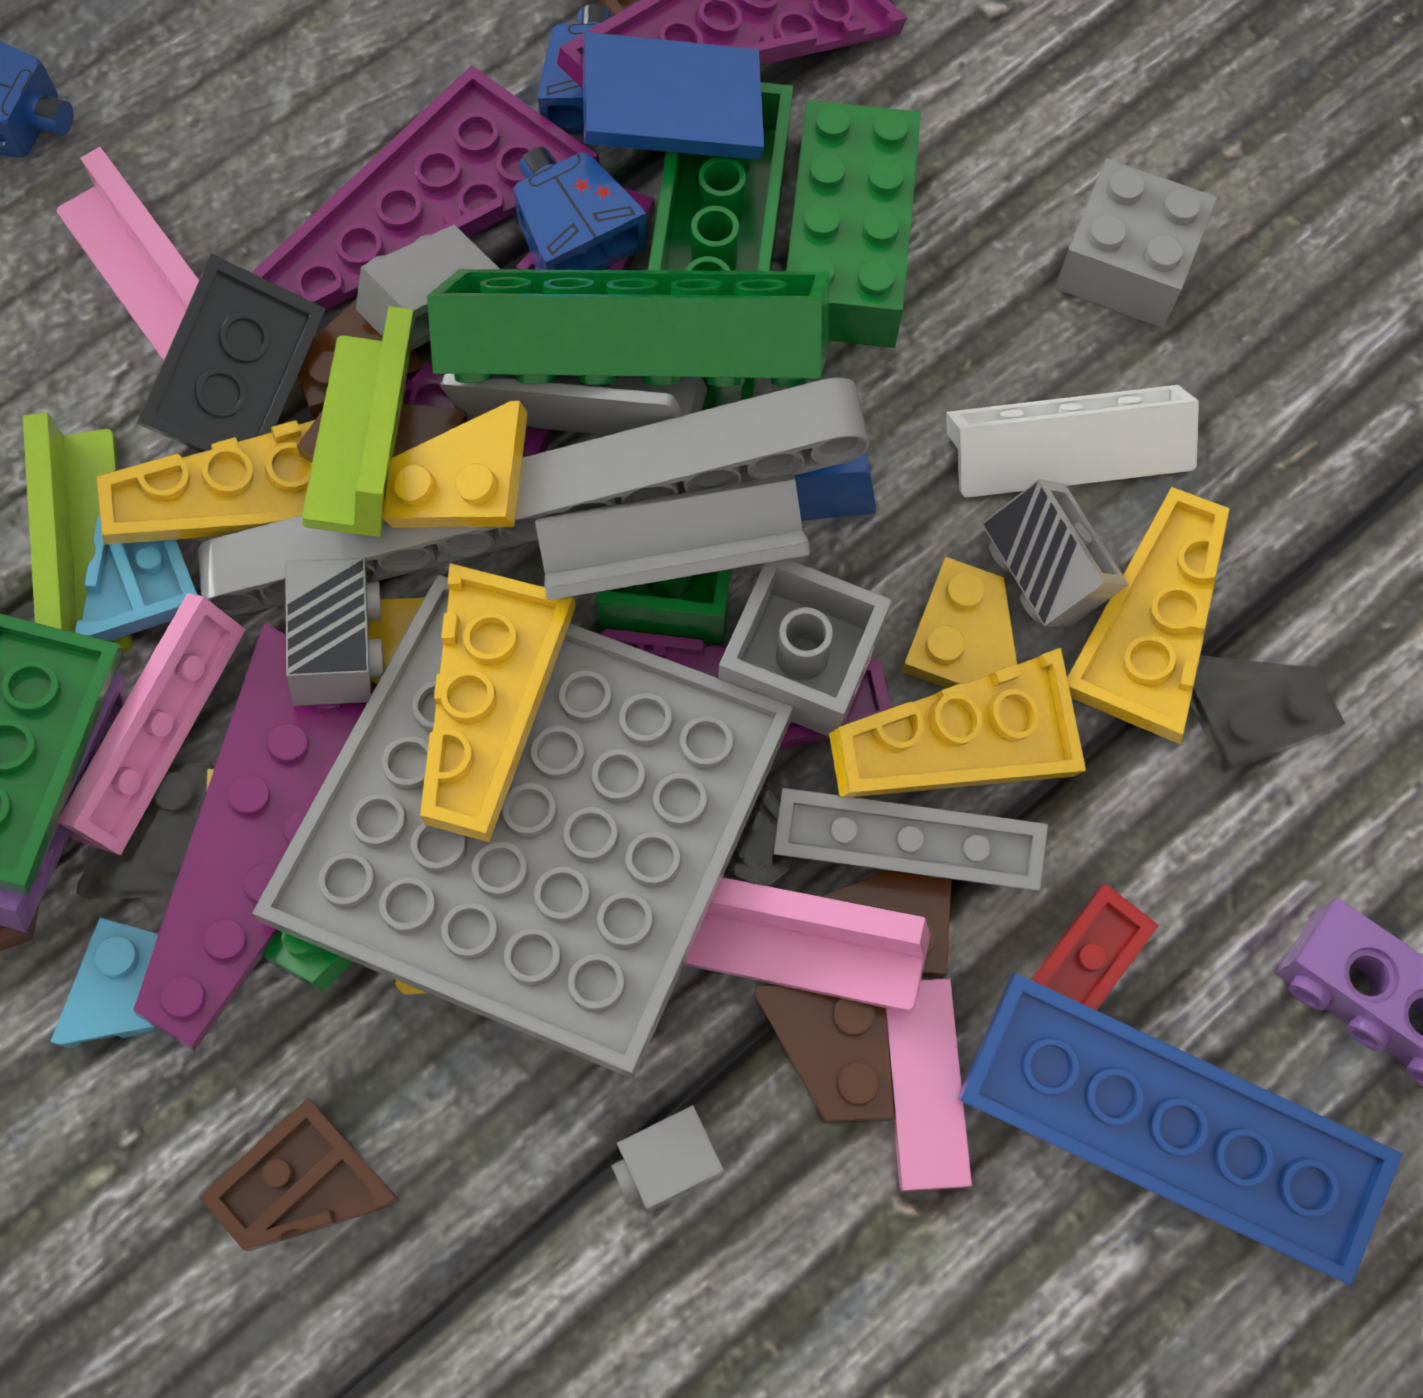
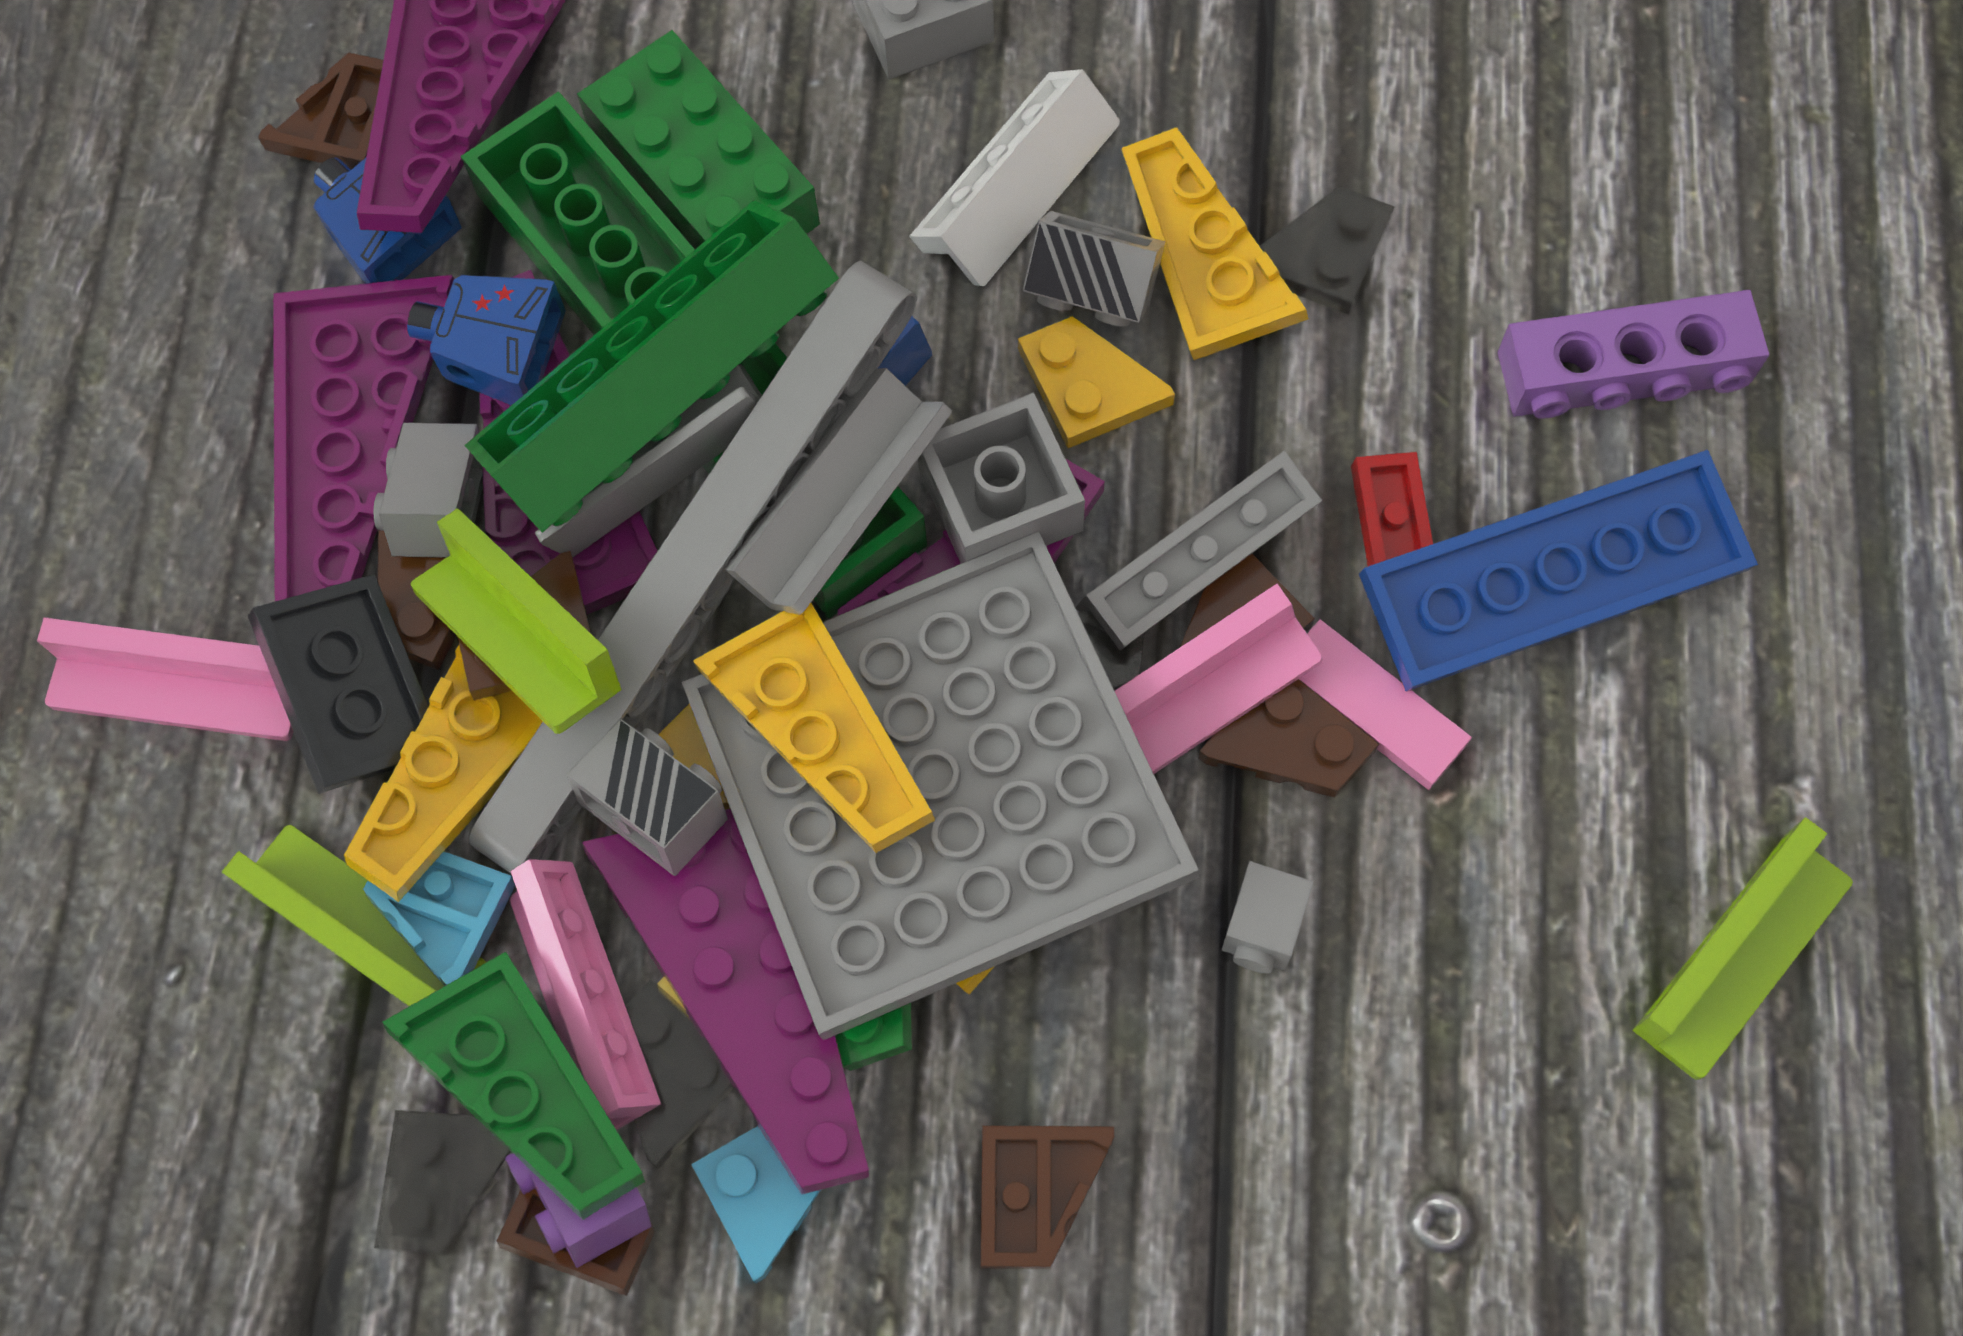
camera: 40 degrees left, 0 degrees up
(461, 475) = (638, 587): yellow wing -> none
(672, 96) = (482, 176): blue tile -> none
(971, 734) = (1169, 441): yellow wing -> none

